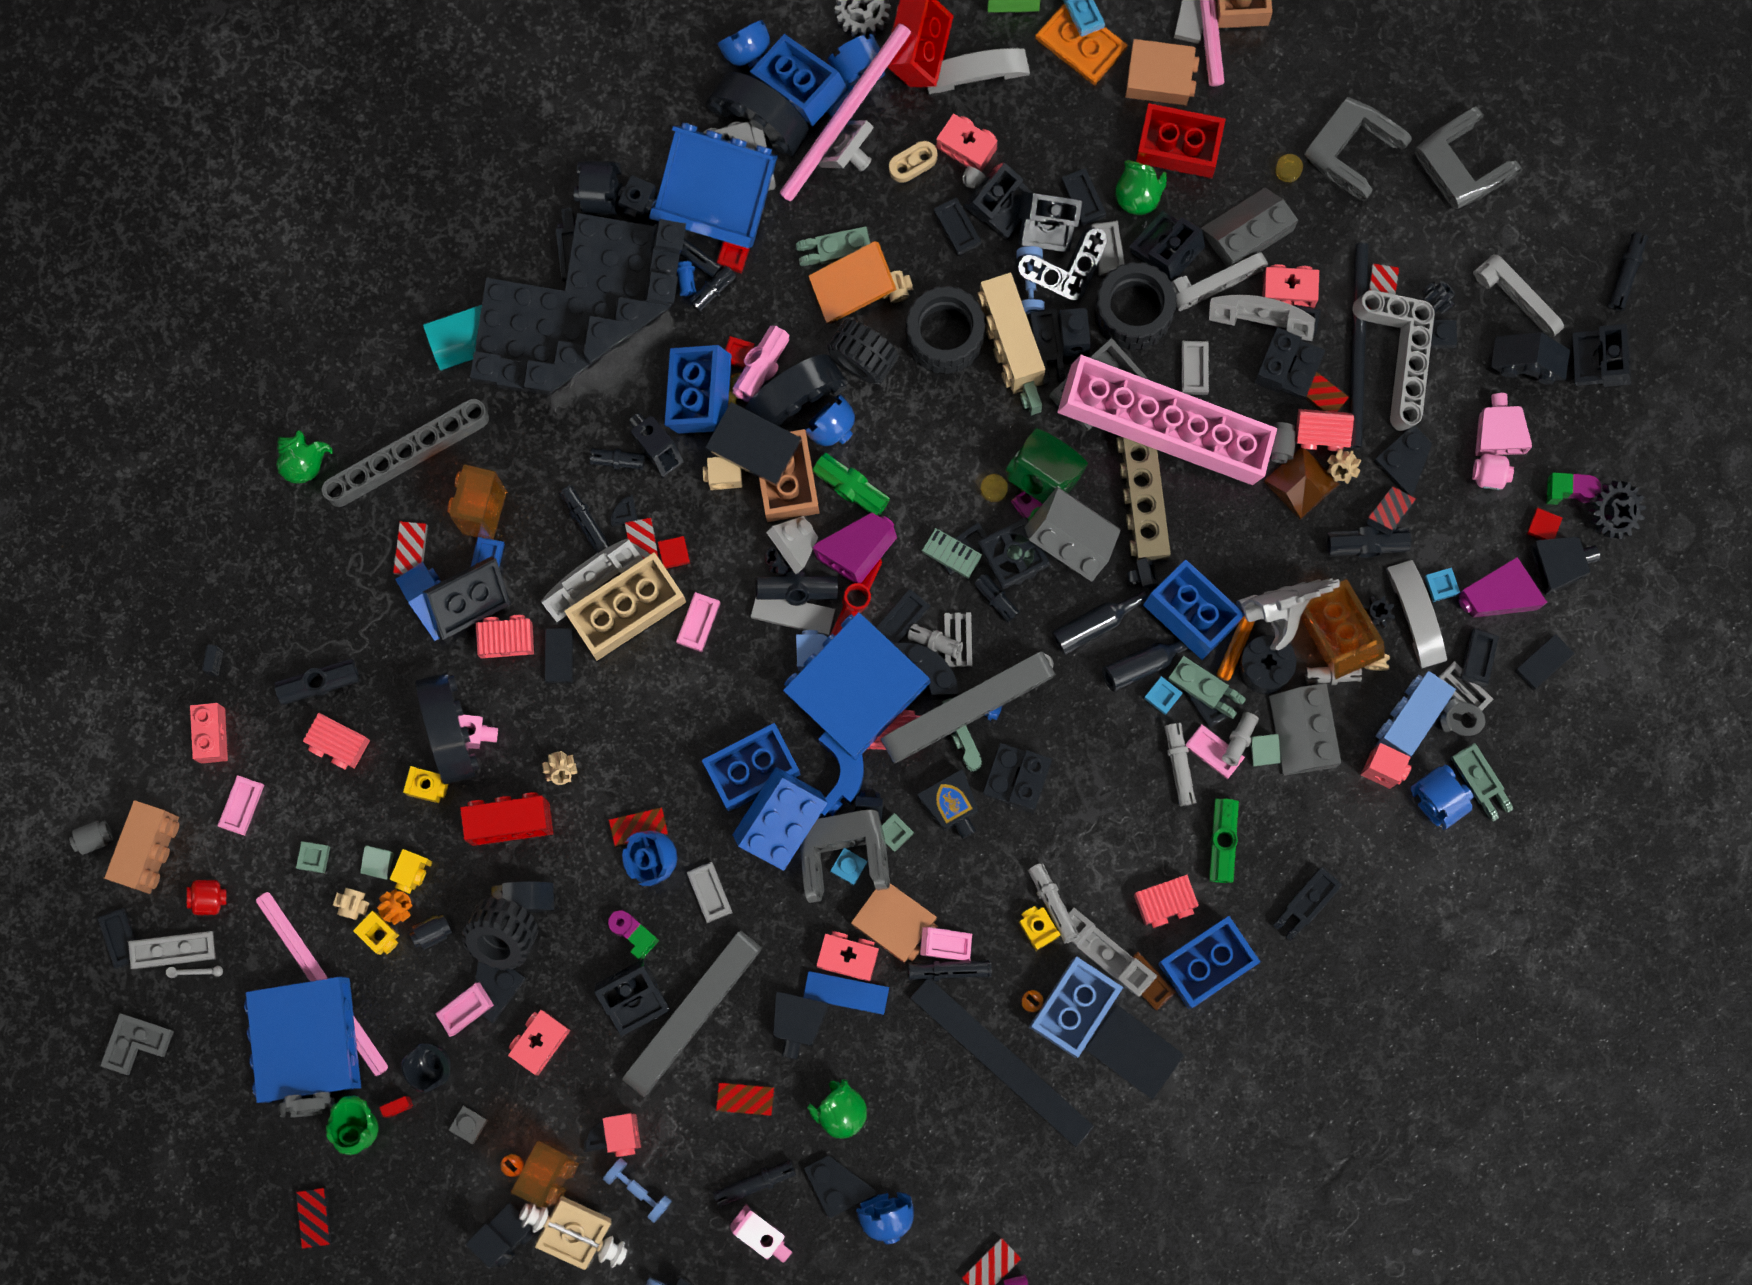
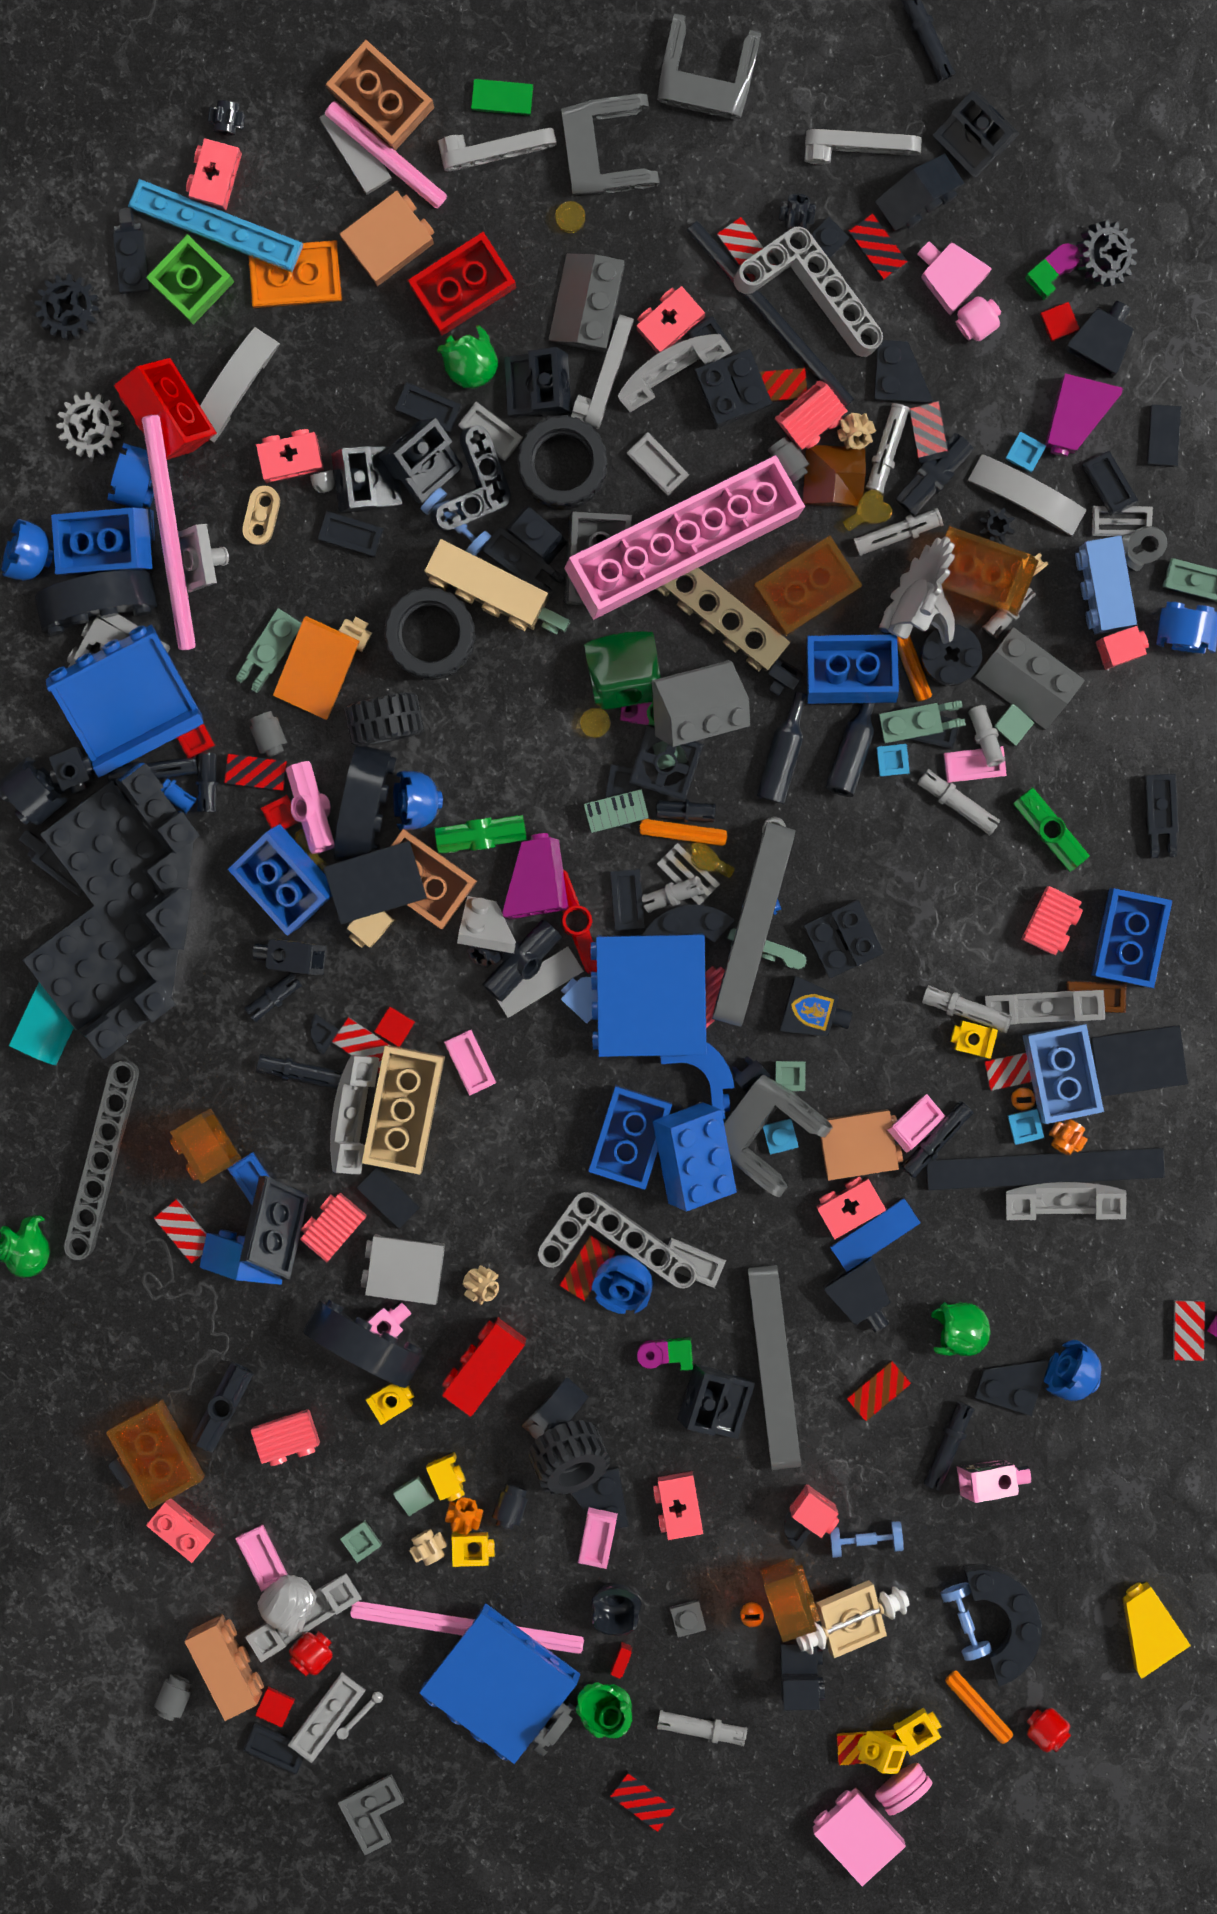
camera: 45 degrees left, 10 degrees up
(147, 910) = (275, 1707): none -> red tile
(224, 848) = (287, 1604): none -> light grey hair
(225, 868) = (330, 1600): none -> light grey slope
(244, 668) = (155, 1454): none -> clear orange brick
(402, 1208) = (702, 1728): none -> light grey pin
(521, 709) = (403, 1269): none -> light grey panel
(679, 824) = (617, 1236): none -> light grey beam
(749, 312) = (255, 772): none -> tile
(781, 295) = (268, 734): none -> dark grey brick
(979, 641) = (706, 860): none -> clear yellow rock
(981, 610) = (683, 832): none -> orange axle
(995, 1094) = (1066, 1198): none -> light grey slope
(1016, 1019) = (1025, 1126): none -> dark azure plate
(1037, 1053) = (1068, 1136): none -> orange gear
(1040, 972) = (1007, 1071): none -> tile
(1216, 531) = (807, 586): none -> clear orange brick
(1255, 67) = (458, 156): none -> light grey beam
(1304, 525) = (869, 510): none -> clear yellow rock
(1317, 58) = (502, 97): none -> green tile
(1339, 567) = (931, 520): none -> light grey pin
(1345, 501) = (884, 459): none -> light grey pin
(1469, 368) = (877, 247): none -> tile

